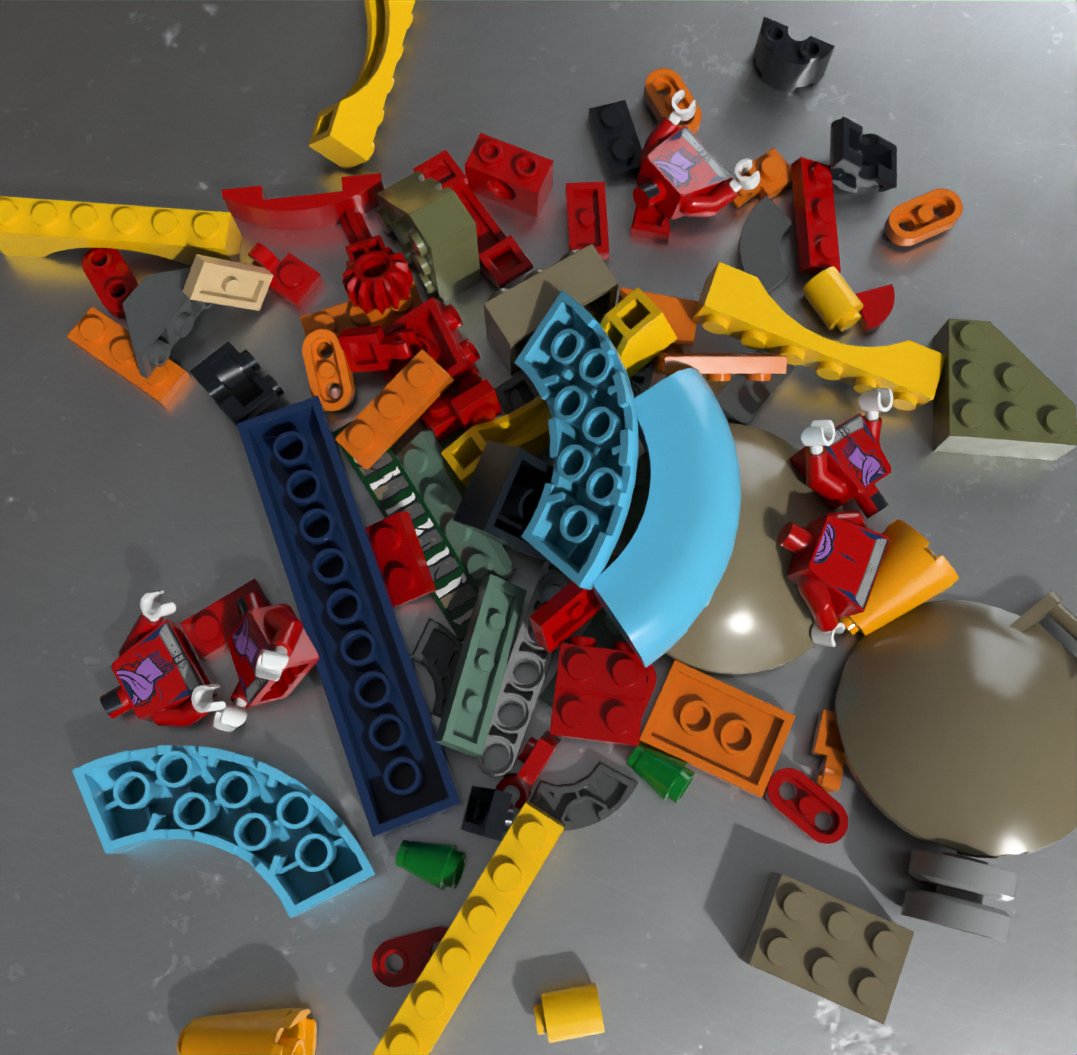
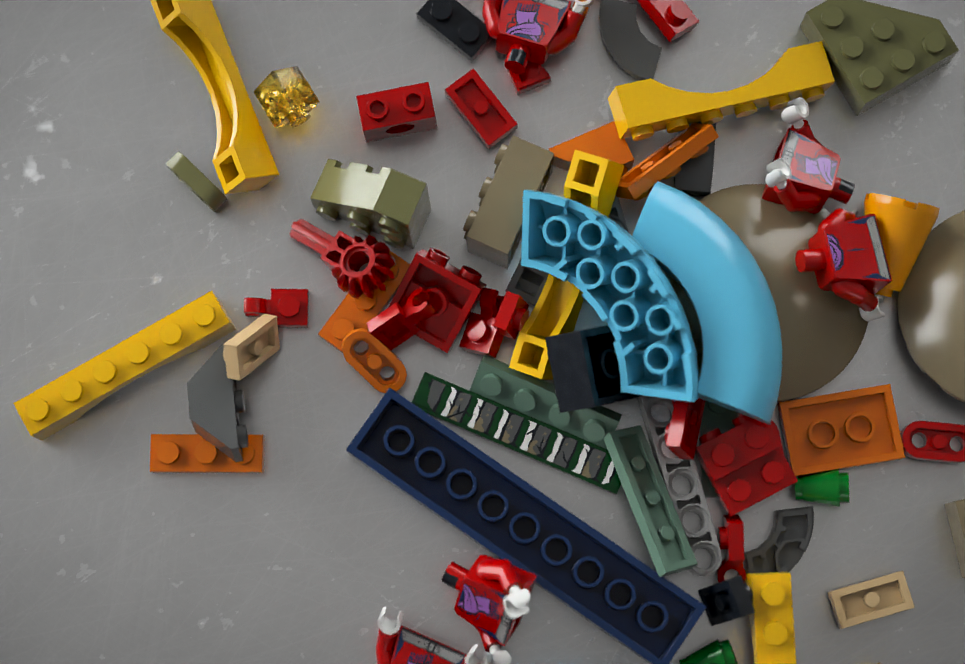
camera: 30 degrees left, 5 degrees up
(109, 278) = (148, 402): red plate -> none
(214, 624) = (434, 599): red plate -> none
(234, 383) = (313, 420): black cylinder -> none
(294, 124) = (196, 181): none -> olive beam
(304, 211) = (217, 271): red slope -> none
(394, 409) = (449, 357): orange plate -> none
(401, 558) = (533, 463): red plate -> none
(422, 101) = (286, 97): none -> clear yellow brick
(439, 653) = (614, 515): dark grey tile -> none
(498, 255) = (443, 182): red slope -> none
(632, 914) = (871, 599): none -> tan plate
(829, 746) = (925, 388): orange plate -> none
(833, 299) = (709, 48): yellow brick -> none
(876, 307) = (741, 32): red tile -> none

